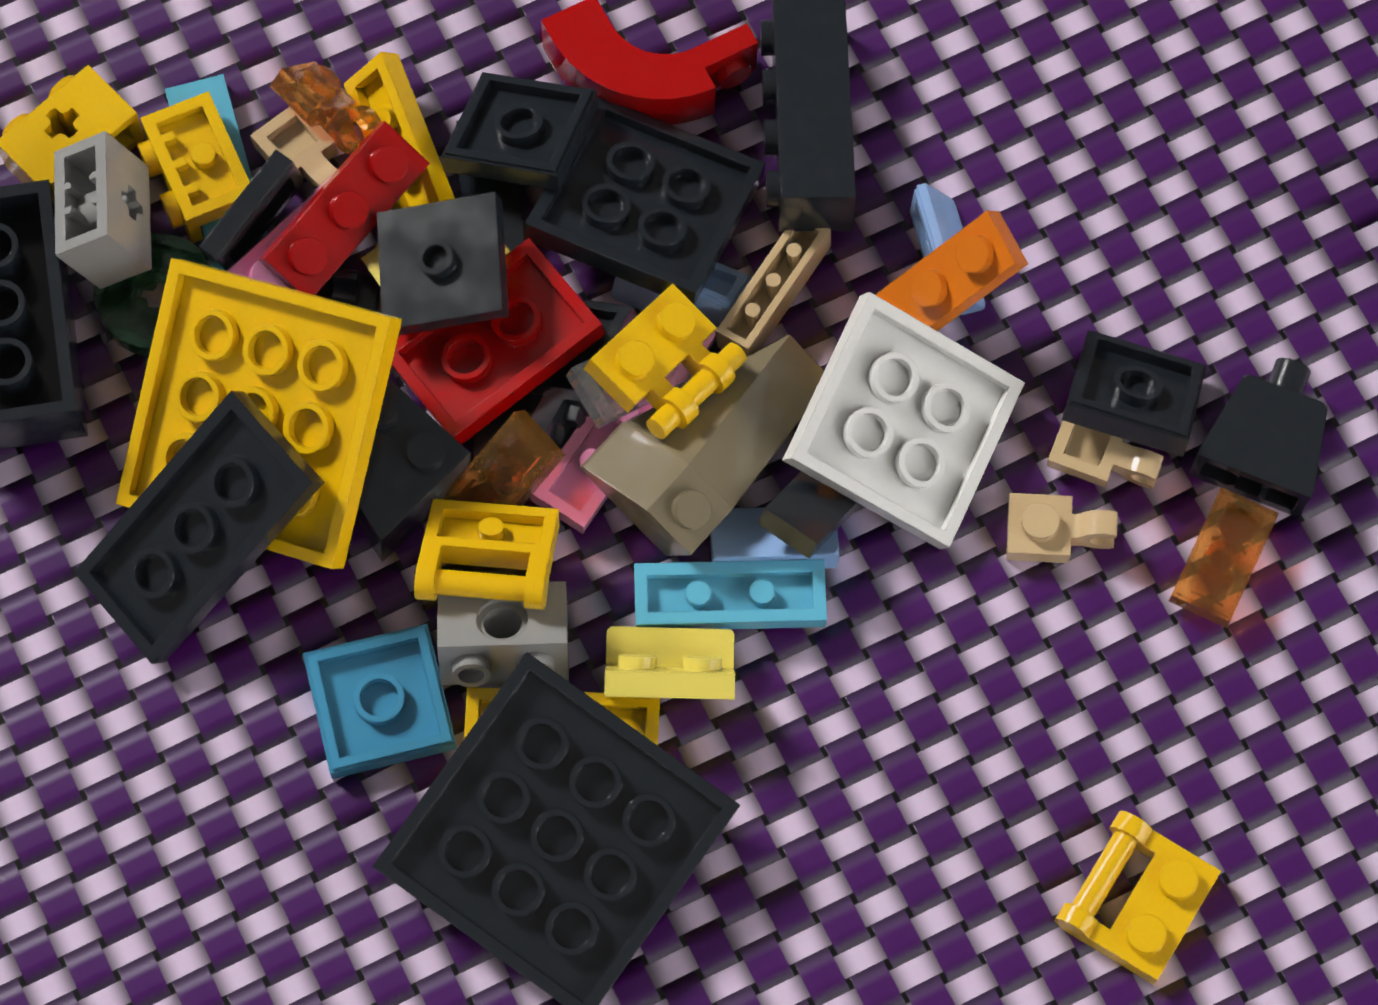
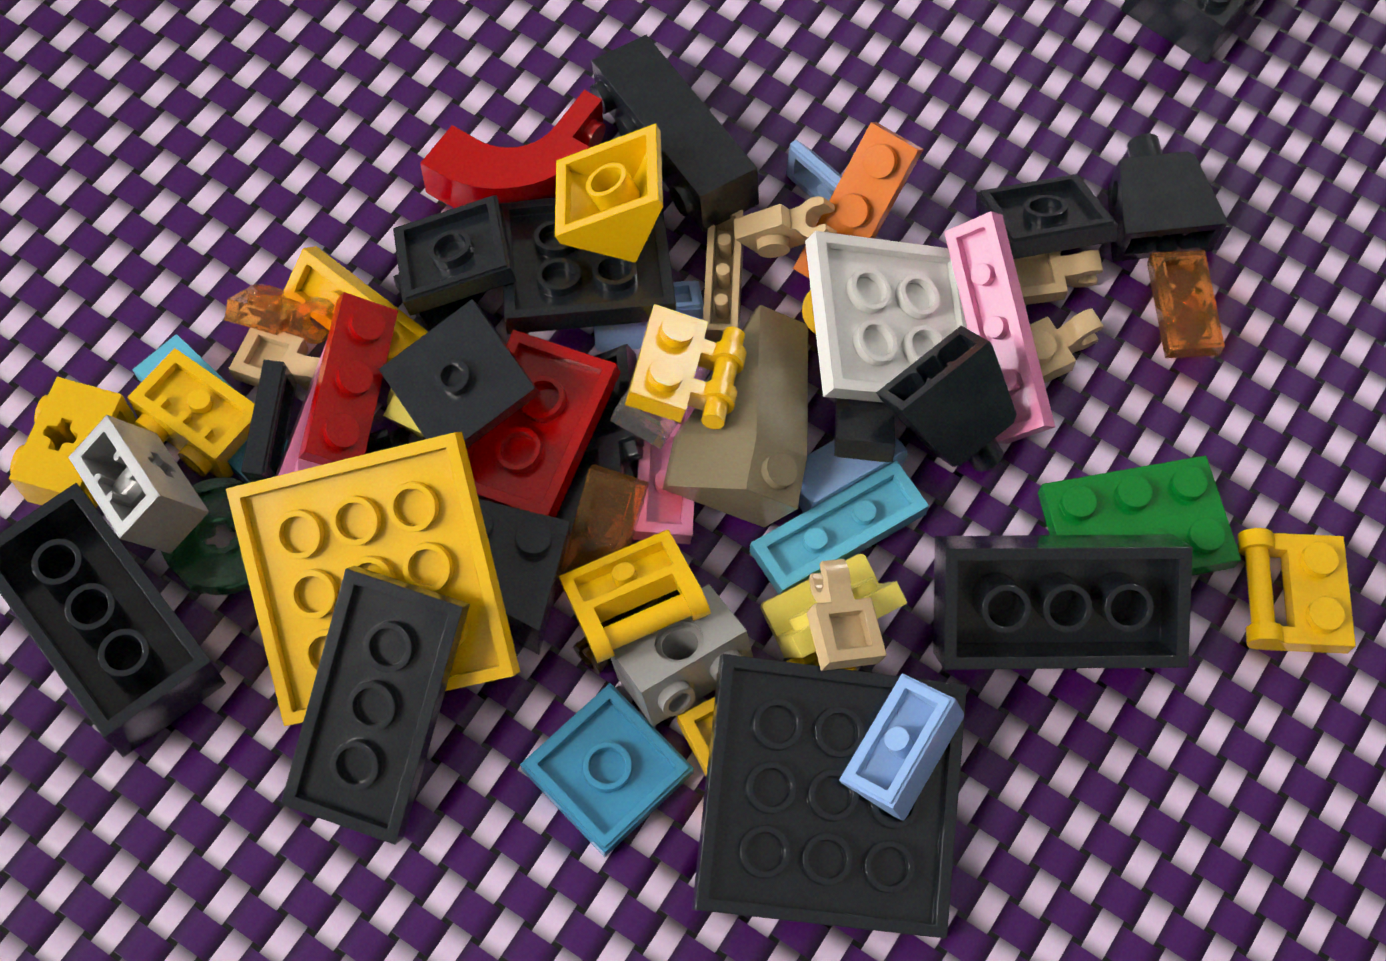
camera: 30 degrees left, 5 degrees down
(644, 828) = (903, 746): none -> light blue slope
(652, 687) = (841, 626): none -> tan plate
(694, 149) = (611, 195): none -> yellow slope
(848, 269) = (778, 229): none -> tan plate
(882, 777) = (1062, 601): none -> black brick
(903, 533) = (955, 400): none -> black torso
(1006, 482) = (998, 313): none -> bright pink plate
(1027, 750) = (1146, 500): none -> green plate

